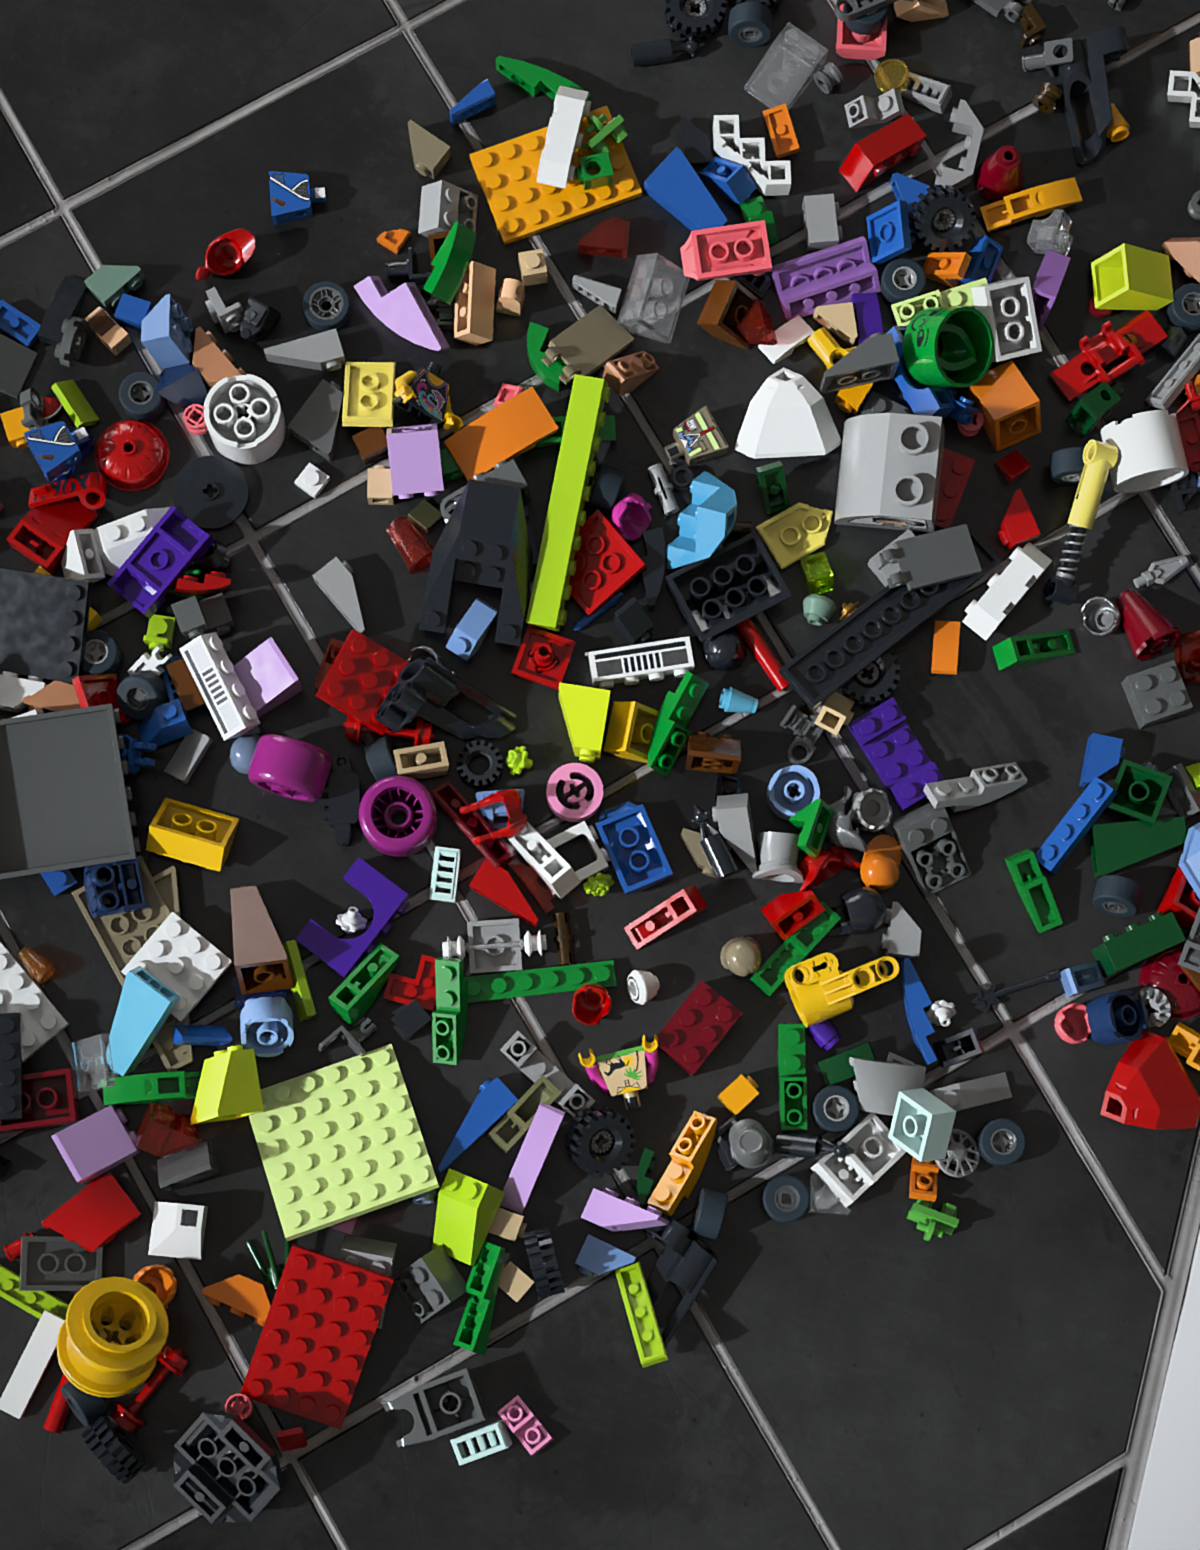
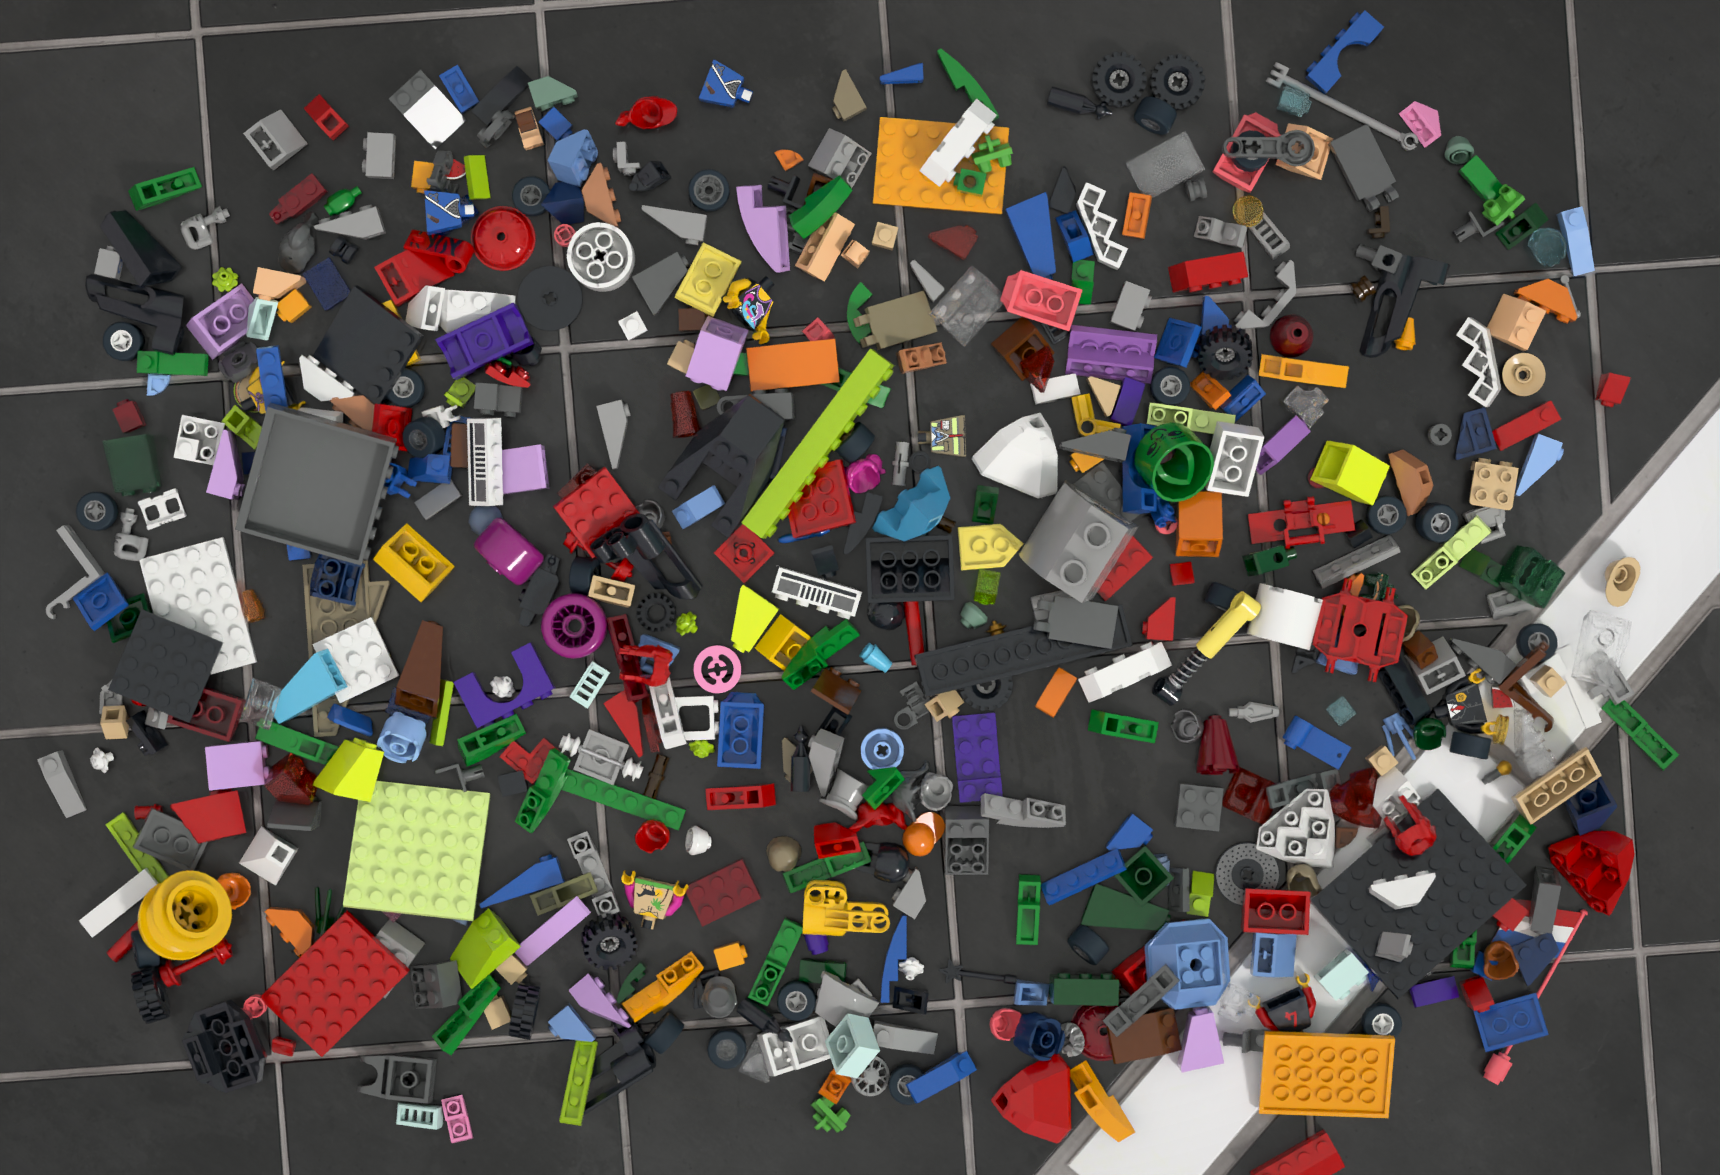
camera: 35 degrees right, 10 degrees up
(1034, 1113) = (941, 1076): none -> blue slope

